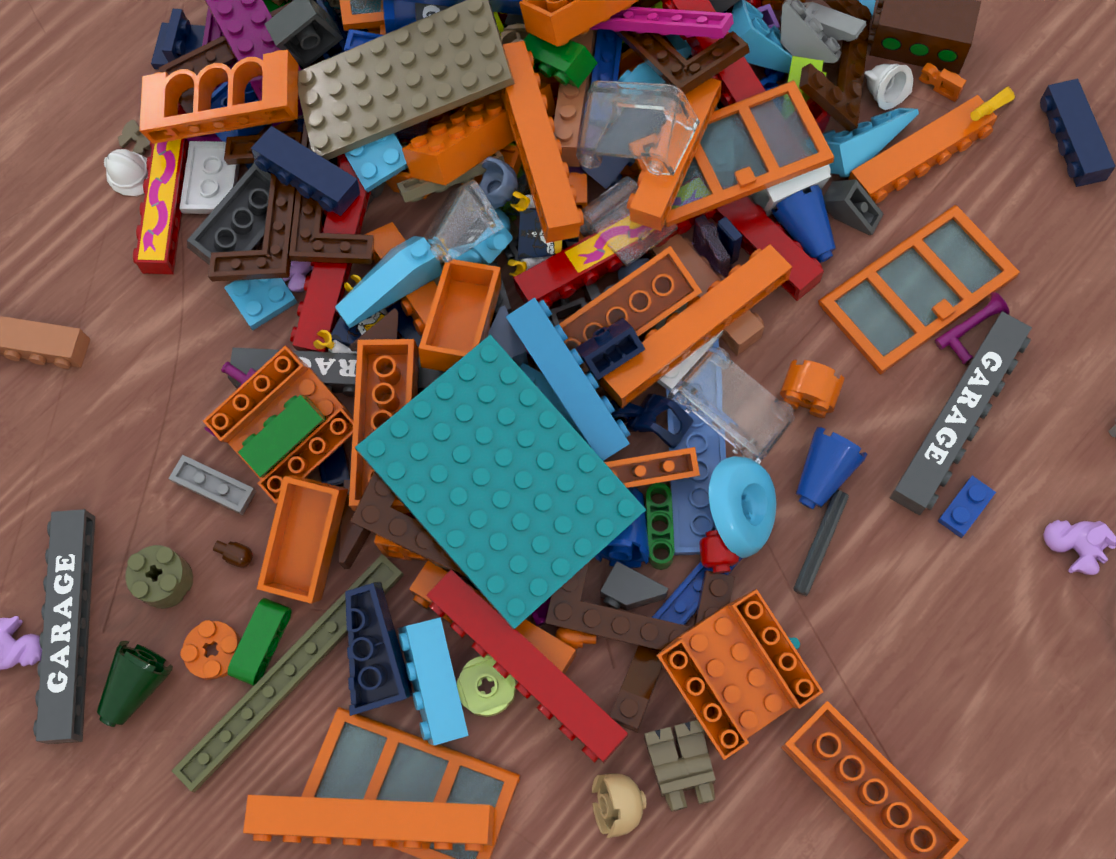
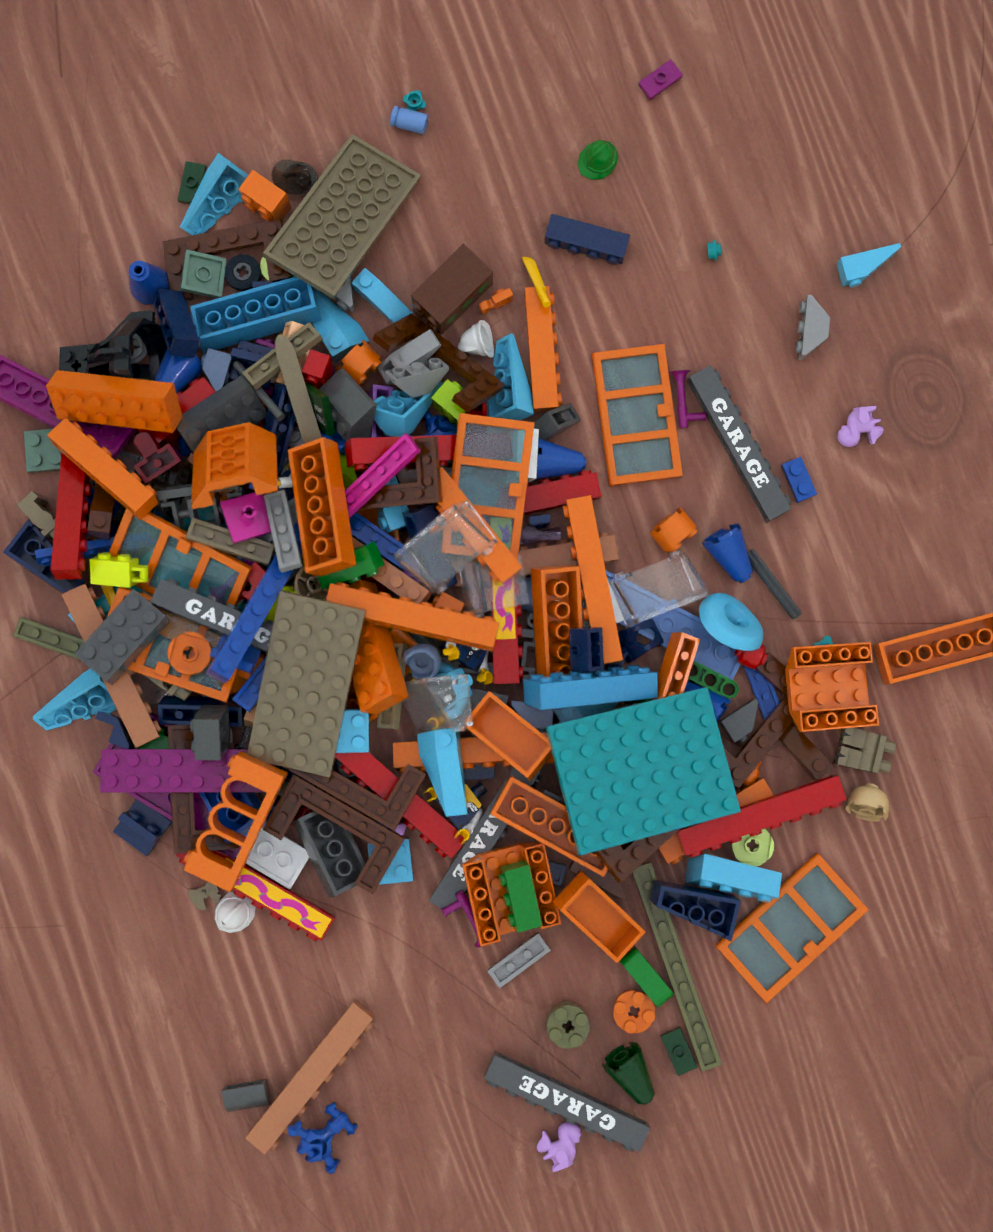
camera: 70 degrees left, 15 degrees up
(186, 731) = (678, 1051): none -> dark green plate
(234, 553) = (575, 966): reddish brown cylinder -> none
(305, 171) = (335, 787): dark blue brick -> none
(369, 820) = (801, 961): orange brick -> none
(383, 329) = (481, 795): reddish brown slope -> none

